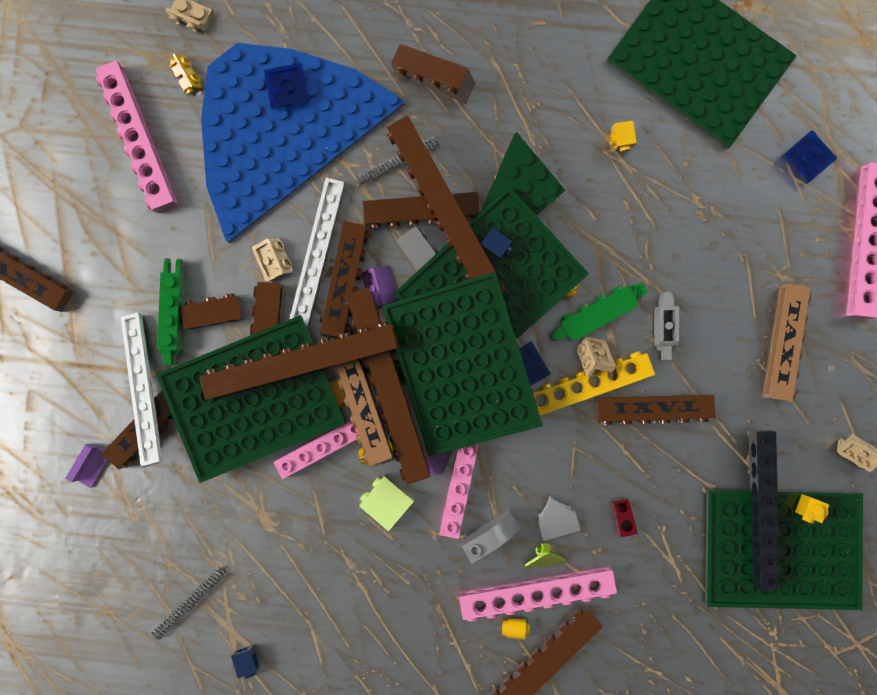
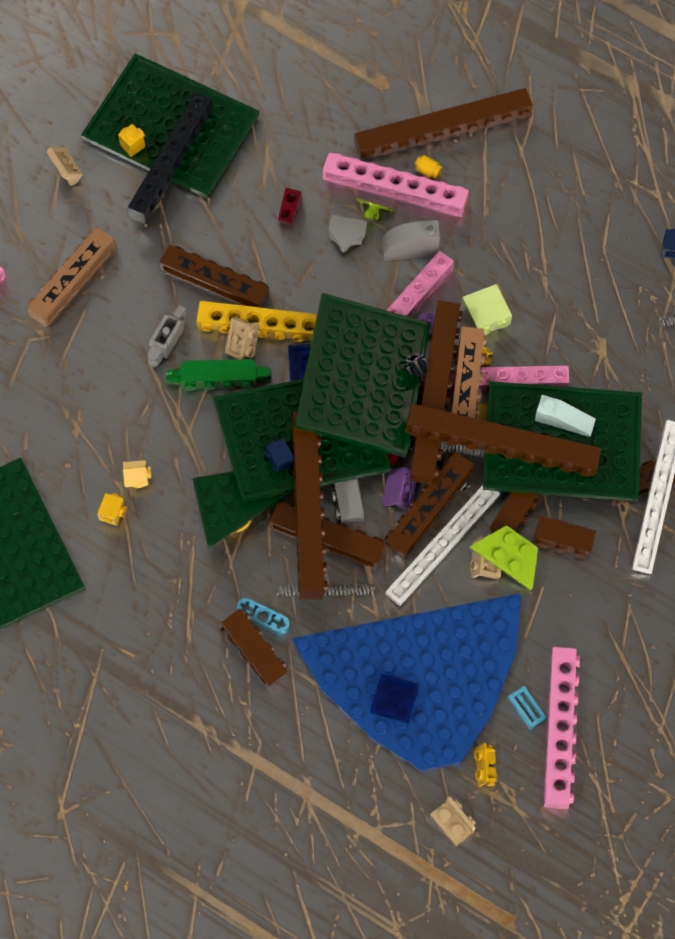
camera: 155 degrees left, 20 degrees down
(169, 315) = (601, 554): green hinge -> none
(187, 151) = (531, 725): none -> medium azure tile
(250, 268) = (510, 554): none -> lime wing
(257, 419) = (564, 416): none -> light aqua slope
(416, 398) = (416, 365): none -> black gear
(453, 103) = (265, 624): none -> medium azure beam
(620, 179) = (136, 473): none -> yellow brick

